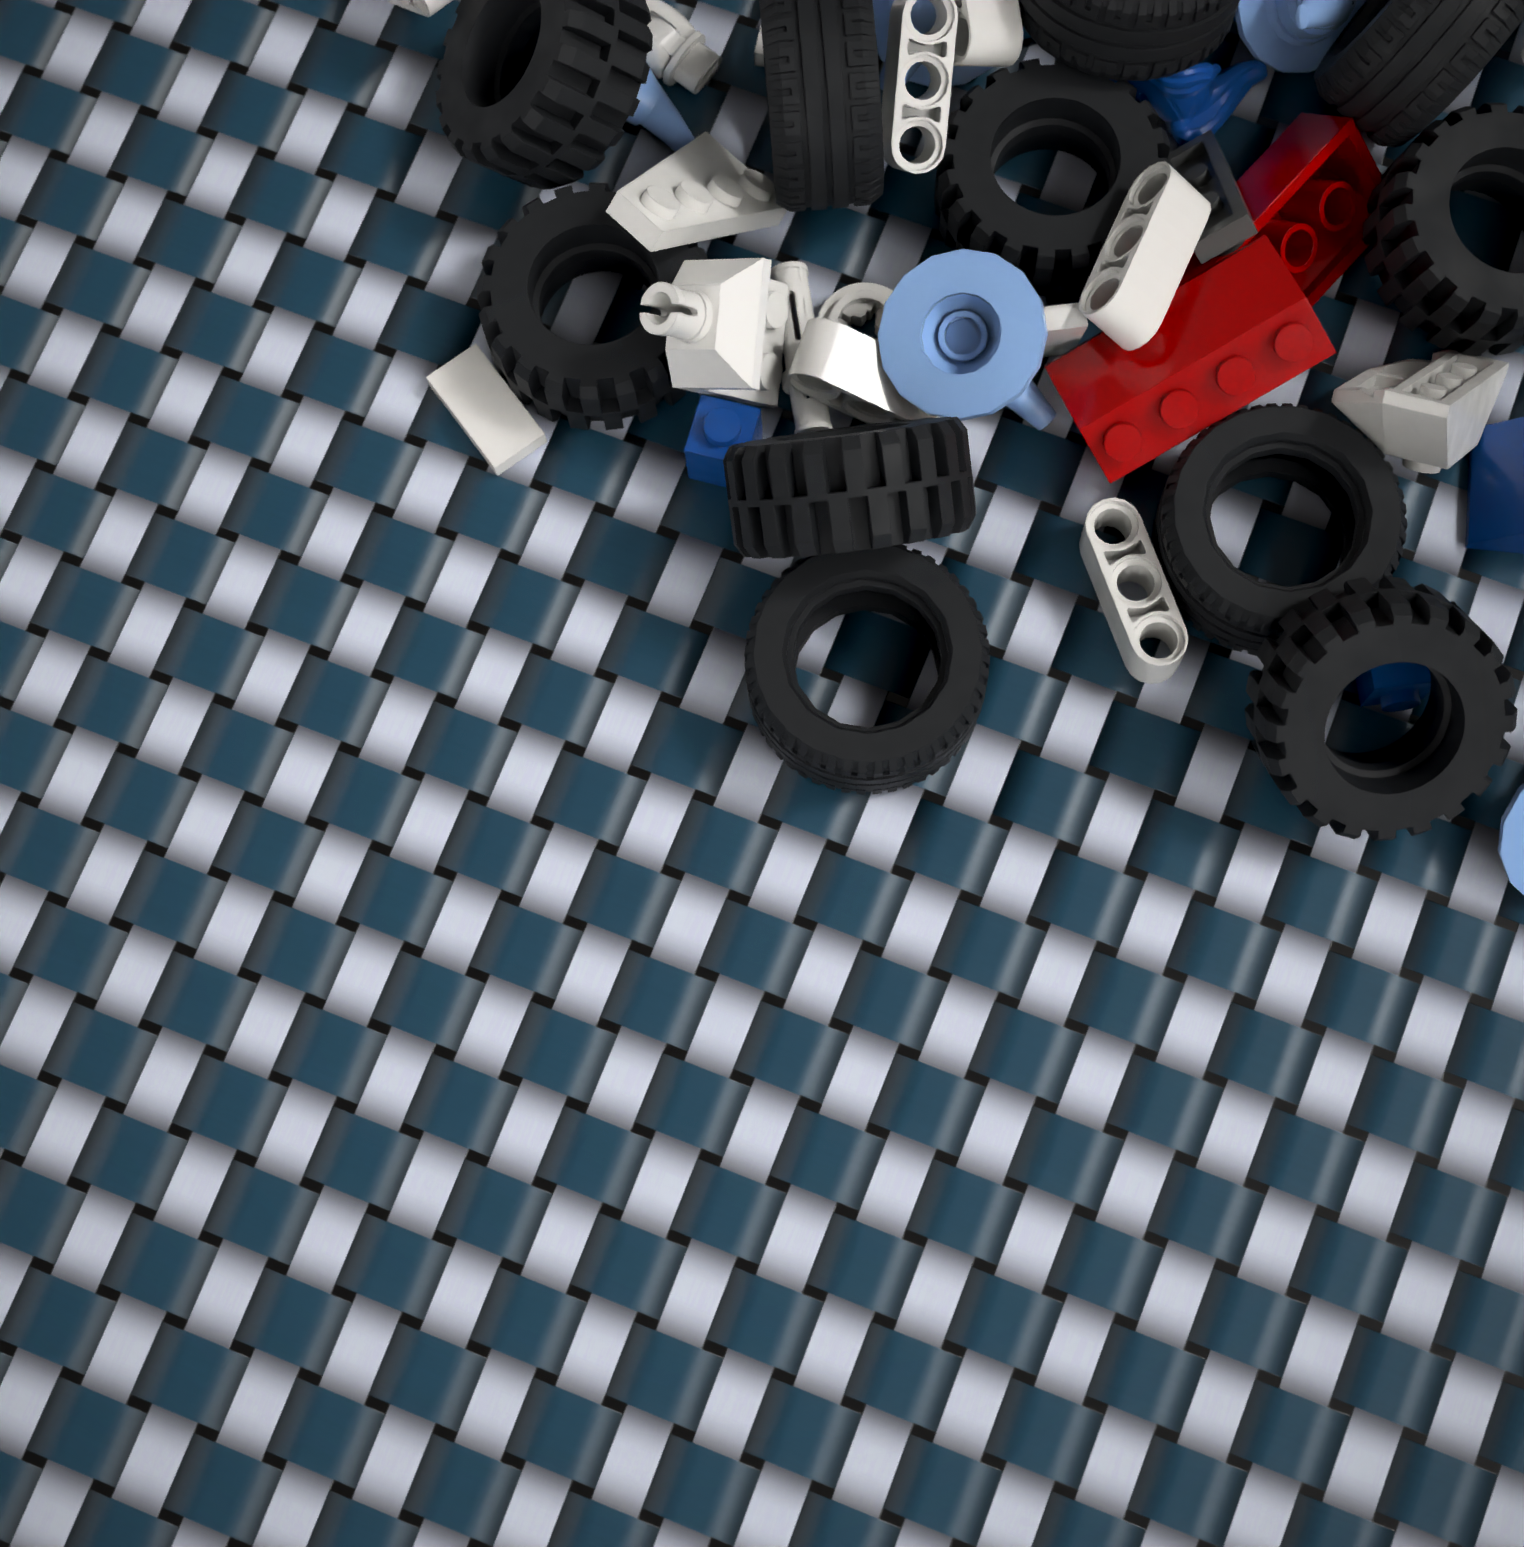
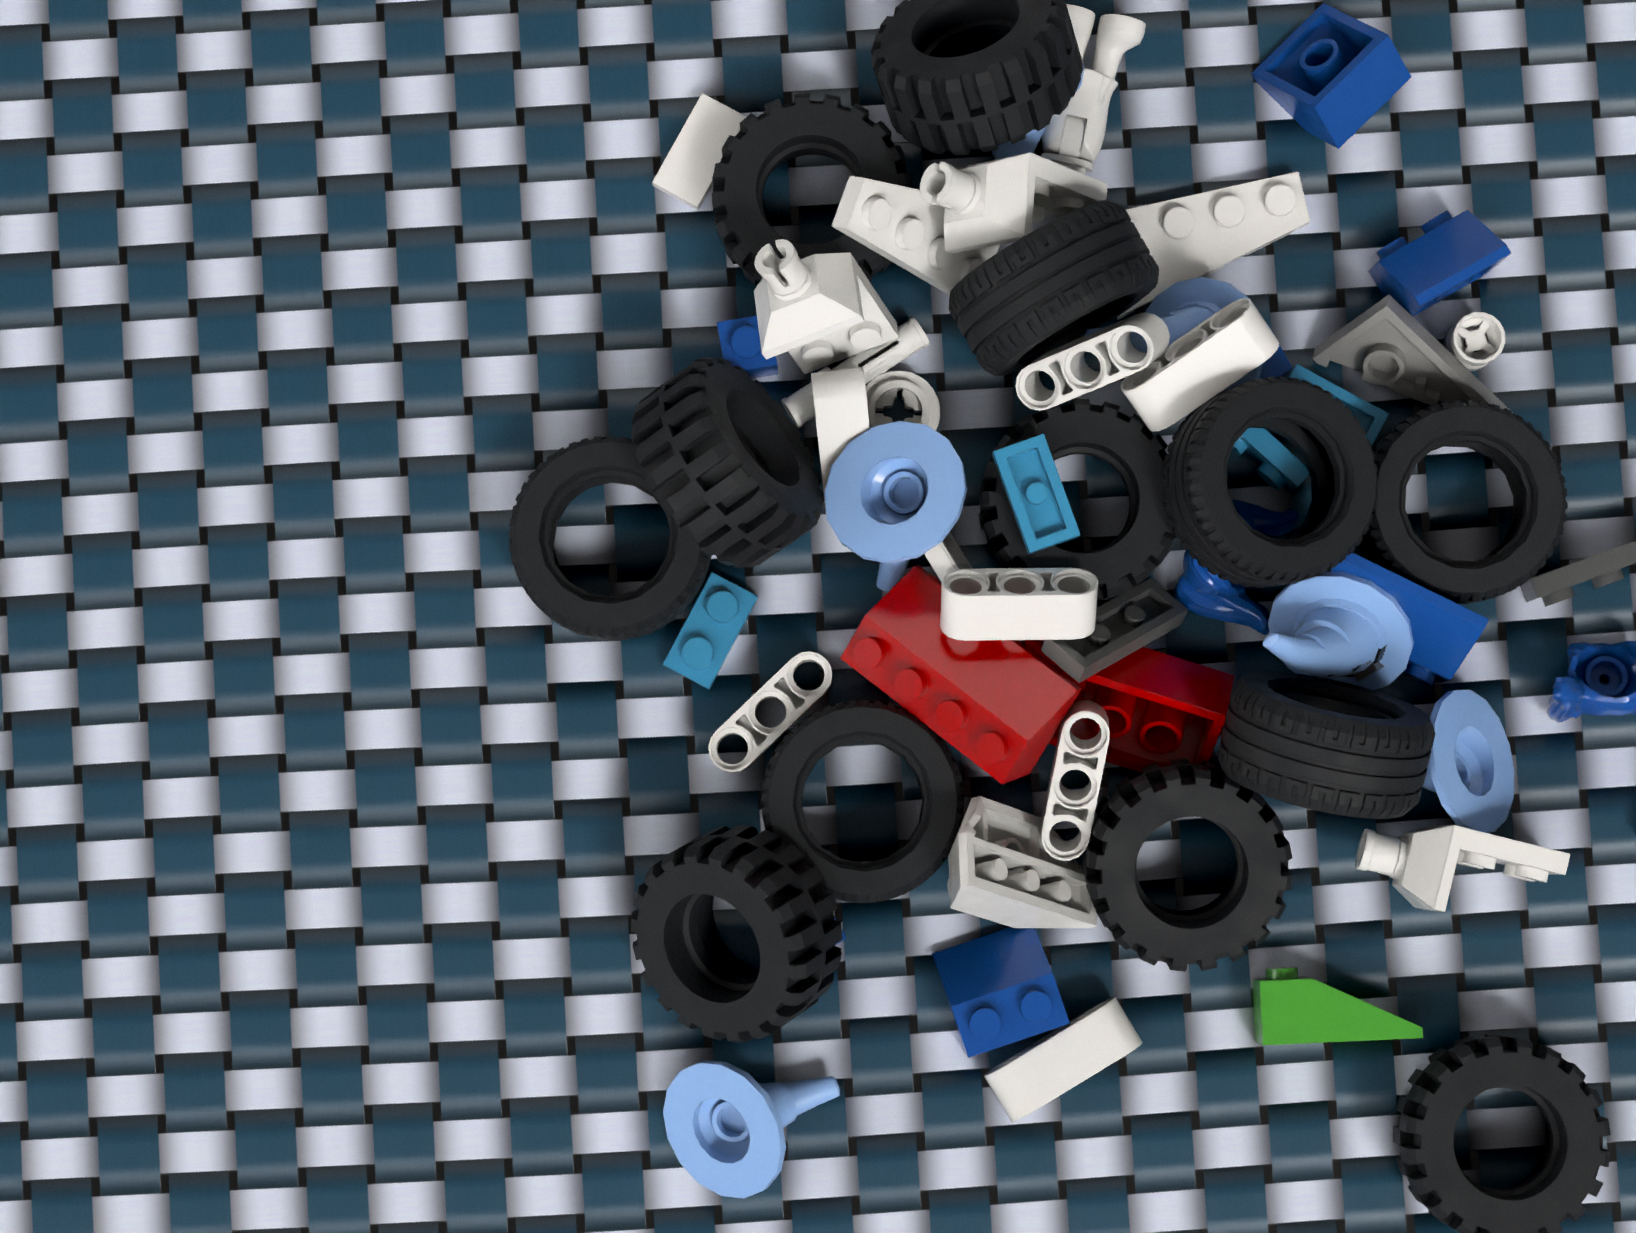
camera: 60 degrees right, 10 degrees up
(704, 92) = (1004, 197): none -> white plate
(1016, 622) = (710, 630): none -> dark azure plate
(1034, 190) = (1036, 494): none -> dark azure plate
(1380, 301) = (1068, 804): none -> white beam

